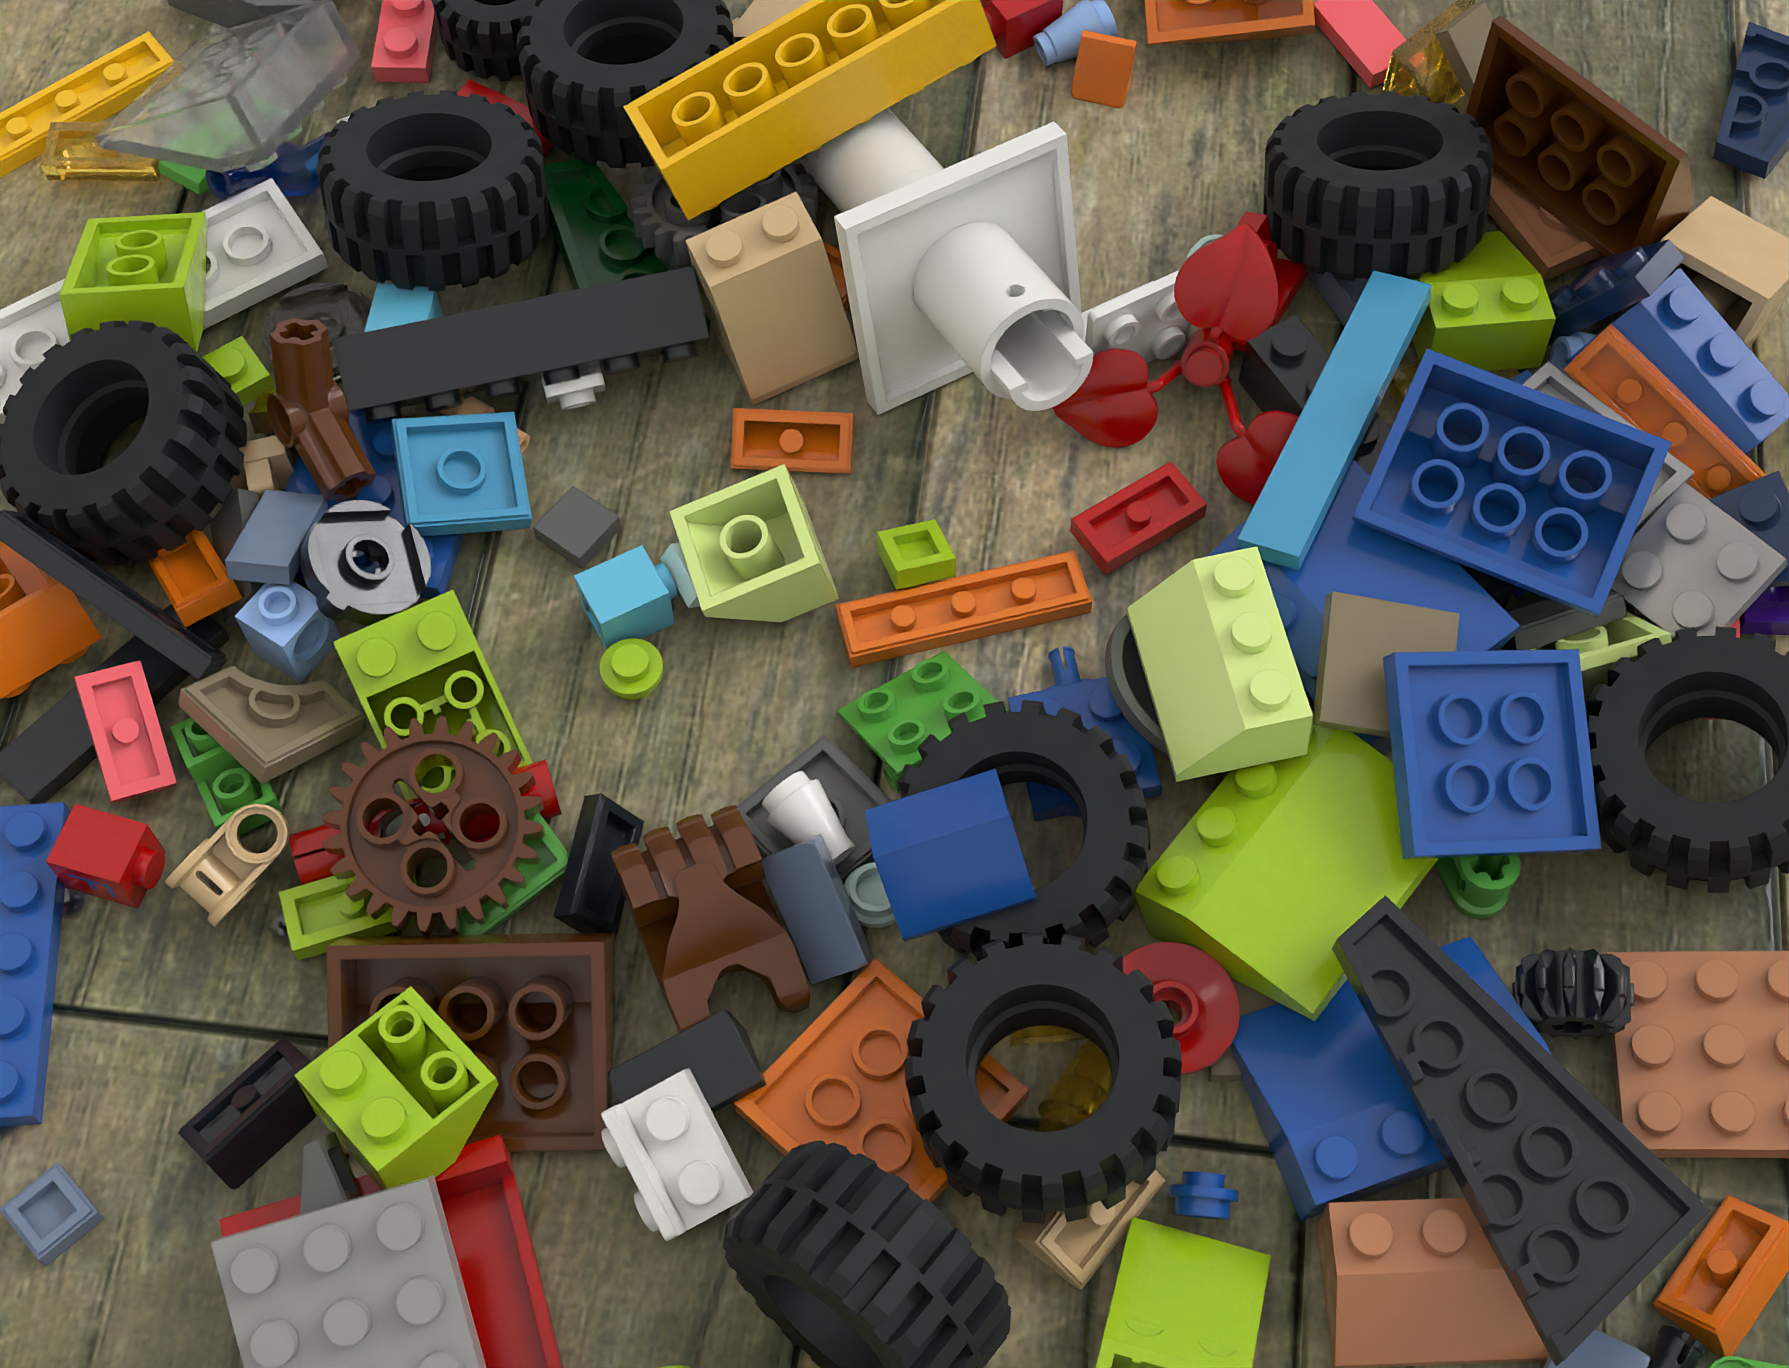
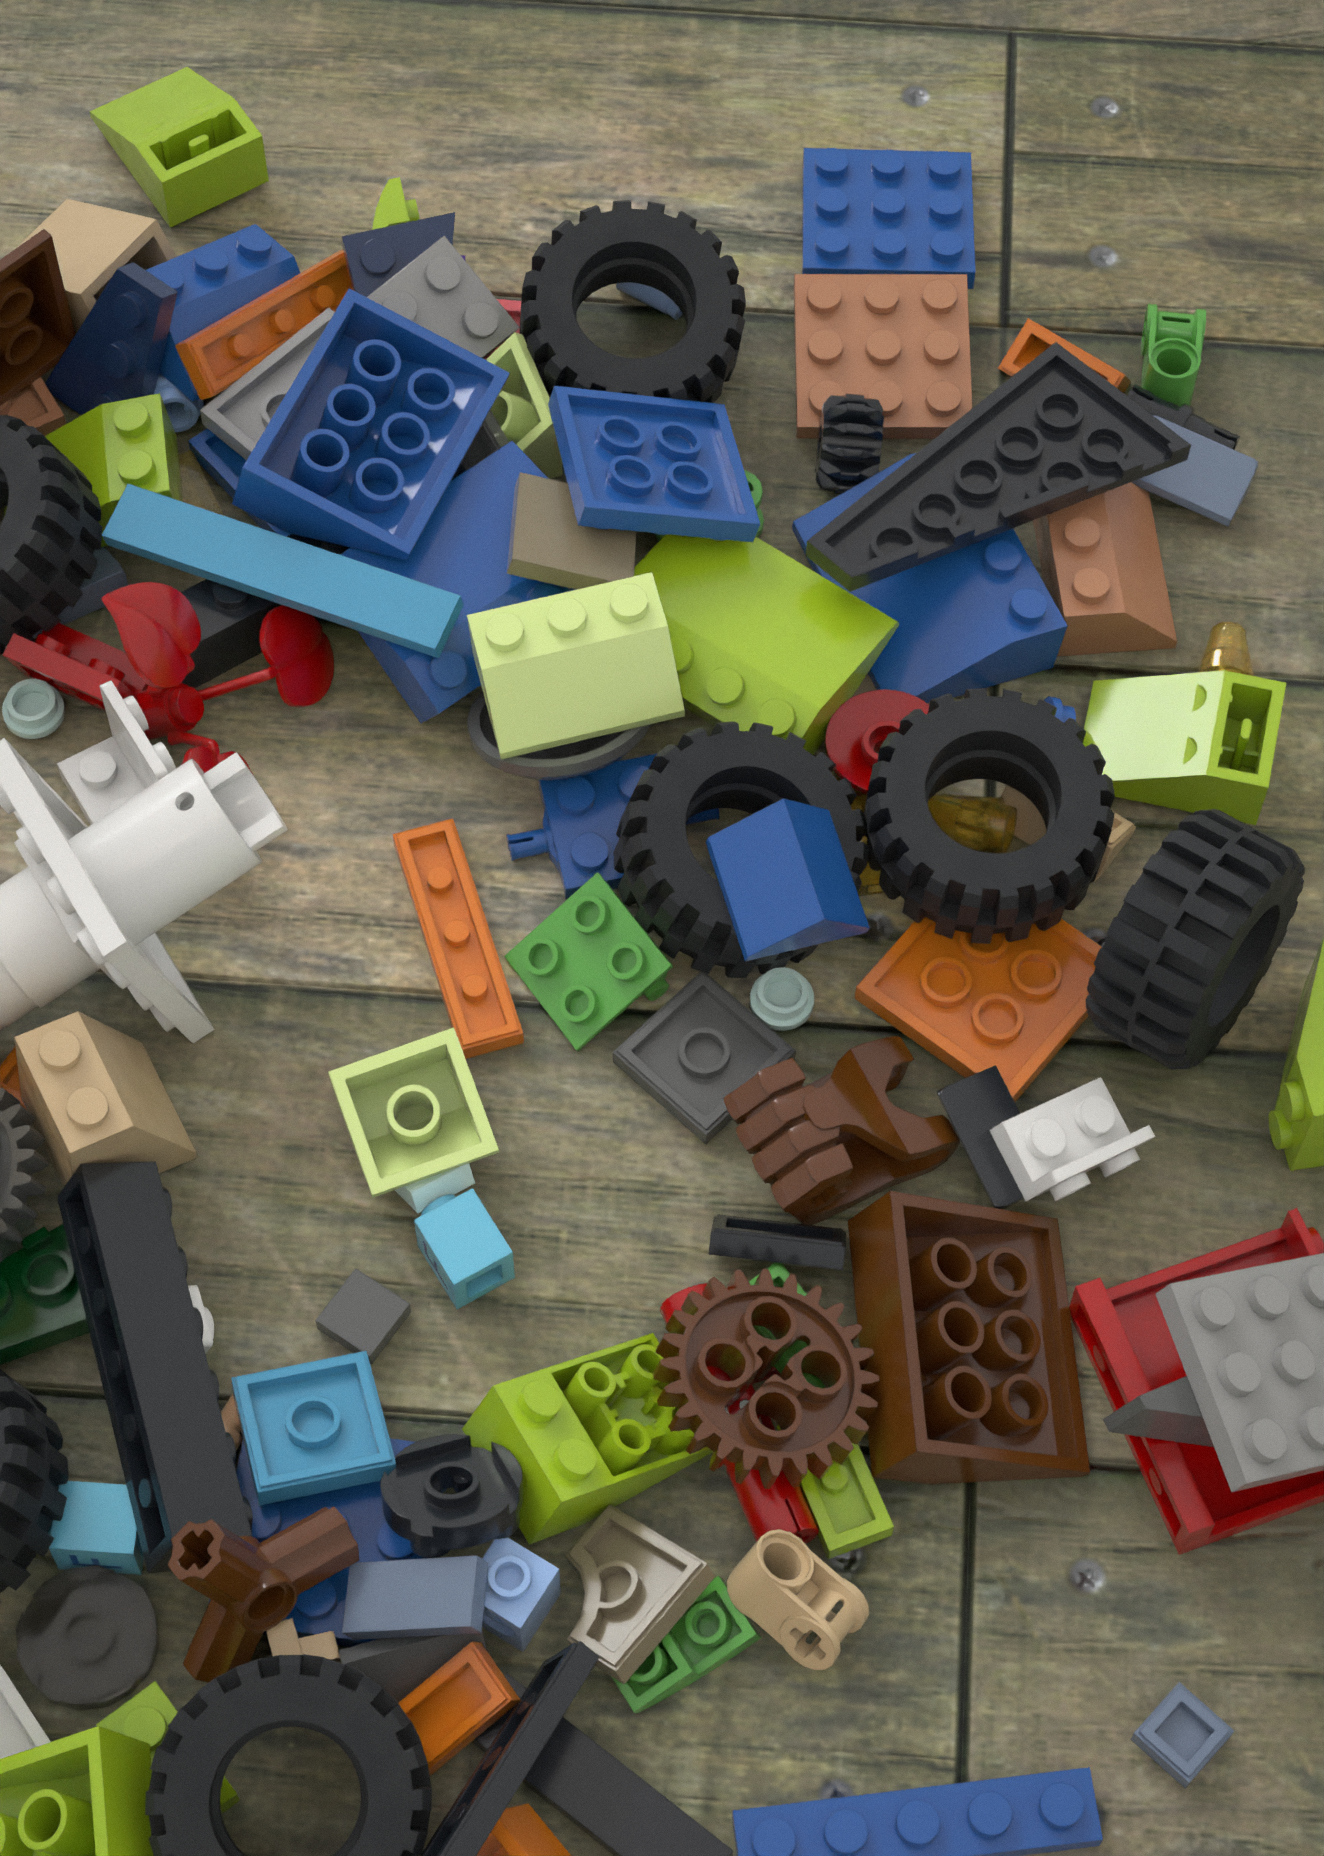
camera: 95 degrees left, 0 degrees up
(107, 856) = (798, 1741): red brick -> none
(125, 731) = (651, 1747): coral plate -> none
(252, 1116) = (1053, 1552): black slope -> none
(400, 1092) = (1063, 1358): lime slope -> none
(631, 668) = (541, 1240): lime plate -> none
(794, 438) = (247, 1108): orange slope -> none
(803, 811) = (720, 1047): white cone -> none
(817, 910) = (815, 1029): sand blue slope -> none
(916, 554) = (403, 974): lime plate -> none
(1138, 517) = (355, 777): red plate -> none

